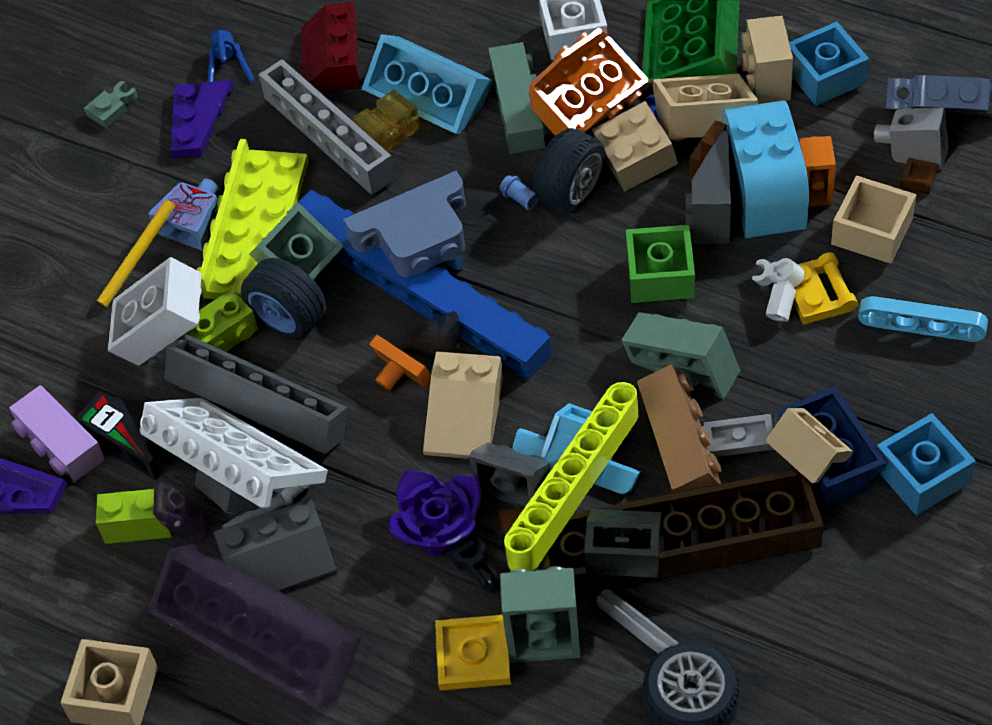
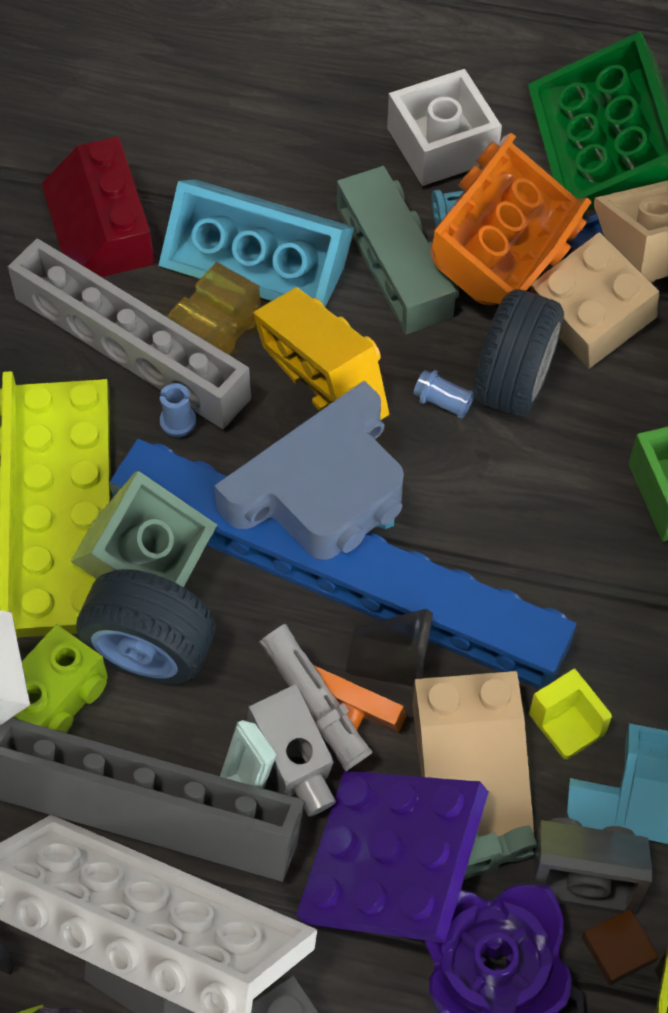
camera: 20 degrees left, 5 degrees up
(322, 376) = (248, 756): none -> light aqua tile
(343, 183) = (177, 416): none -> medium blue pin
(351, 379) = (293, 734): none -> light grey torso
(377, 364) = (324, 708): none -> light grey pin
(392, 446) = (394, 855): none -> dark purple plate
(446, 151) = (318, 348): none -> yellow wedge
(447, 459) = (492, 851): none -> sand green plate
(531, 391) = (570, 714): none -> neon yellow panel

